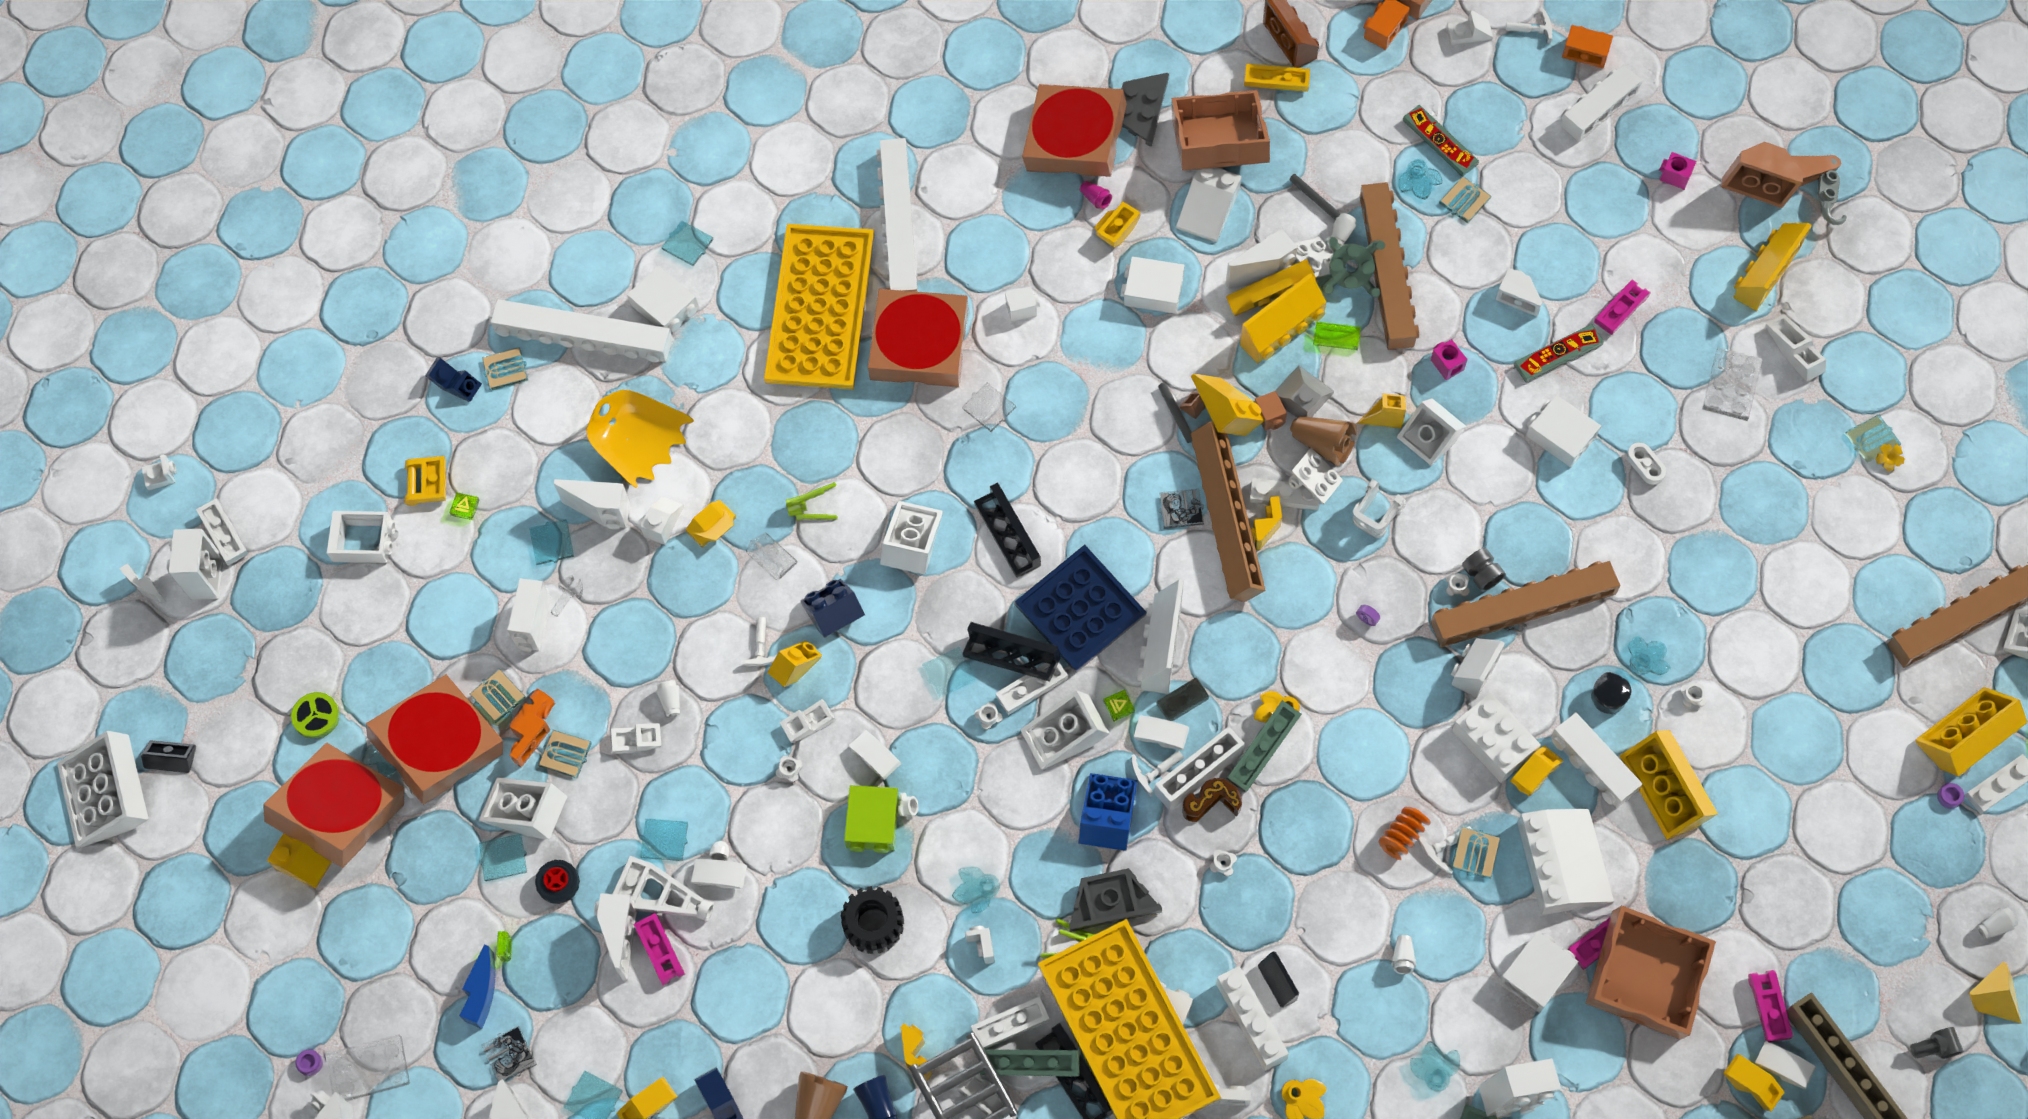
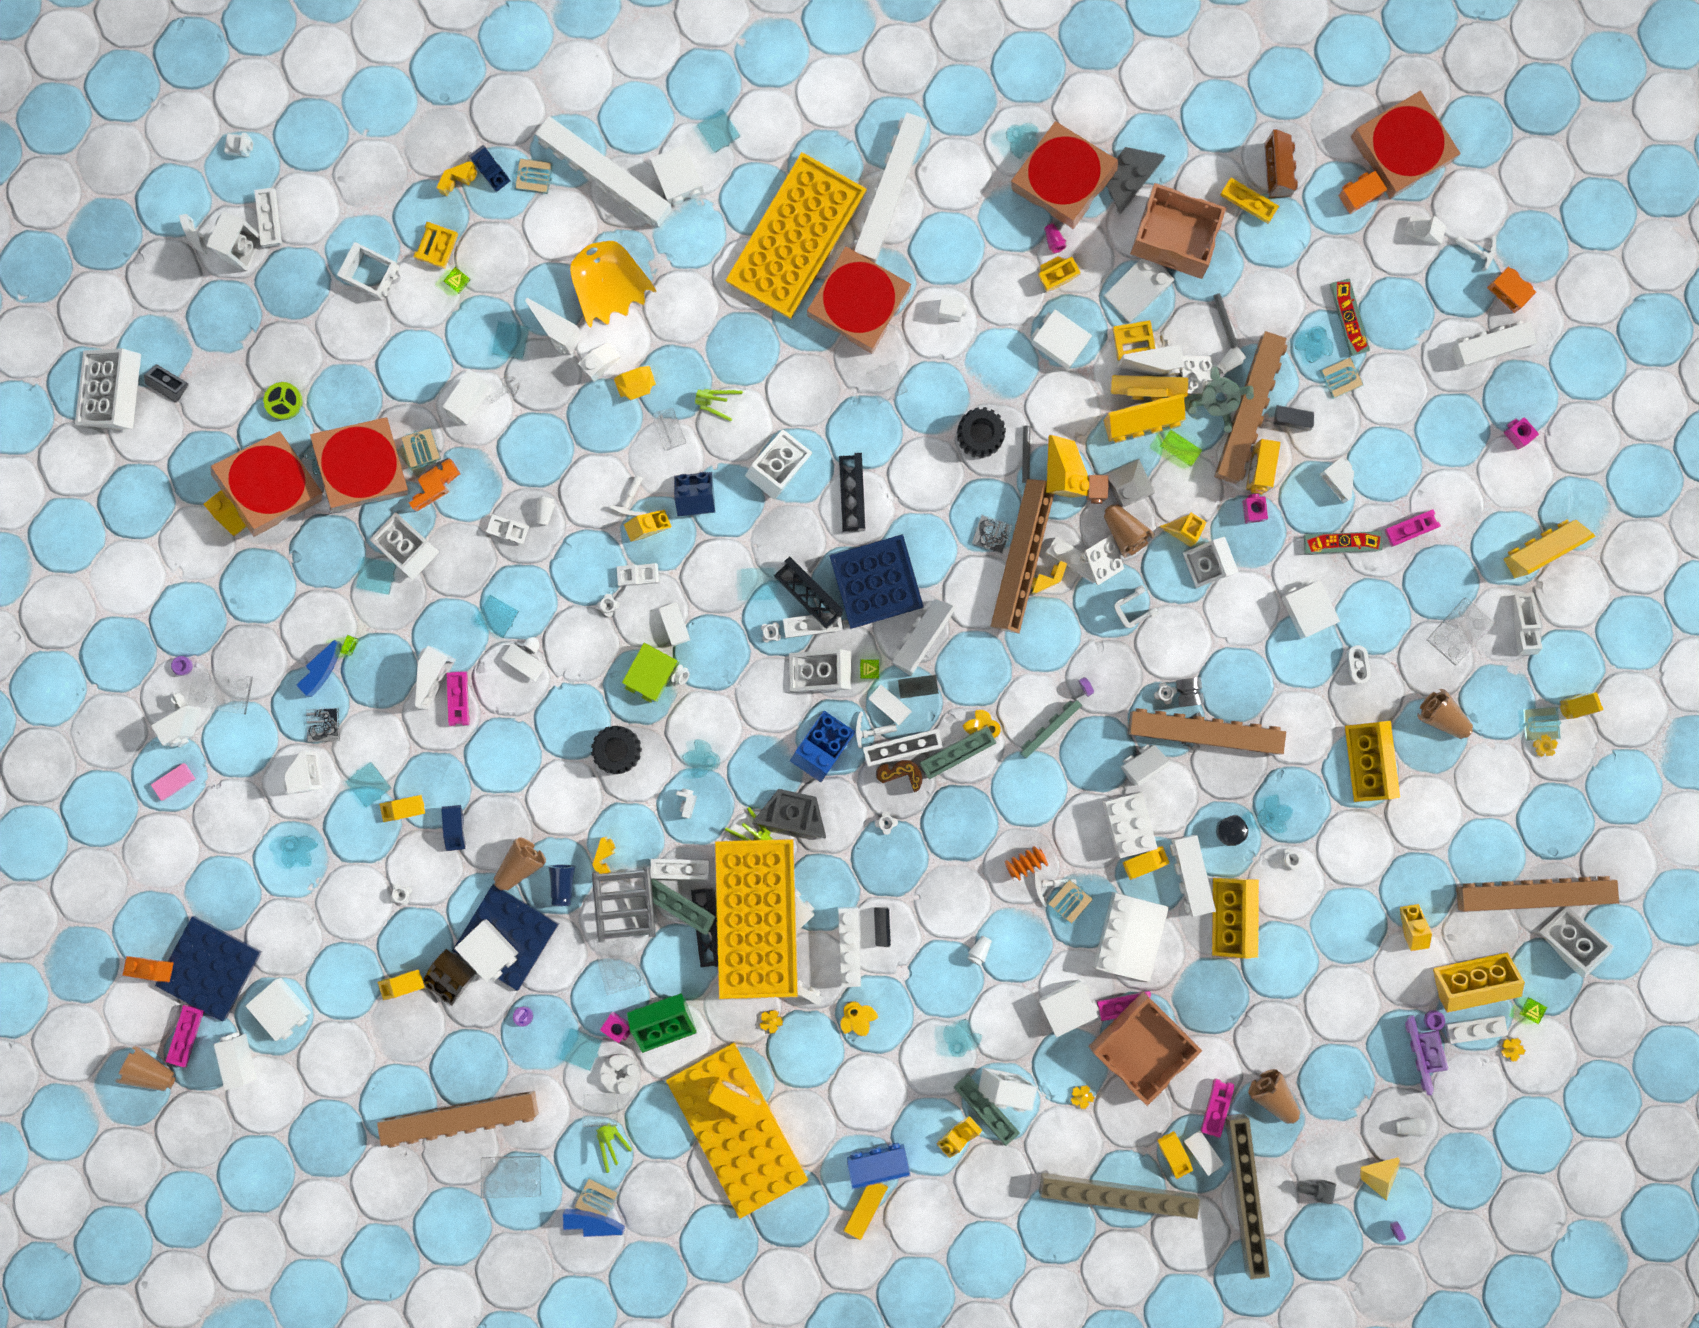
camera: 20 degrees right, 20 degrees up
(422, 398) = (463, 173): none -> yellow slope
(551, 874) = (400, 611): black wheel -> none
(565, 753) = (452, 516): piece -> none
(634, 880) = (459, 640): white plate -> none
(1014, 119) = (1025, 141): none -> clear light blue plate
(1116, 425) = (992, 421): none -> black tyre
(1193, 404) = (1041, 454): nougat slope -> none
(1225, 249) = (1133, 334): none -> yellow plate
(1348, 684) = (1044, 733): none -> sand green plate
(1432, 311) = (1263, 466): none -> yellow brick
(1438, 257) = (1294, 418): none -> black slope
(1610, 1068) = (1082, 1096): none -> yellow plant
(1719, 553) = (1372, 761): none -> yellow slope
(1767, 470) = (1444, 714): none -> medium nougat cone
(1774, 176) = (1595, 477): nougat slope -> none
(1828, 959) = (1275, 1096): none -> medium nougat cone
(1870, 704) = (1415, 927): none -> yellow slope
(1901, 397) = (1581, 705): none -> yellow slope
(1966, 830) = (1428, 1052): none -> medium lavender bracket

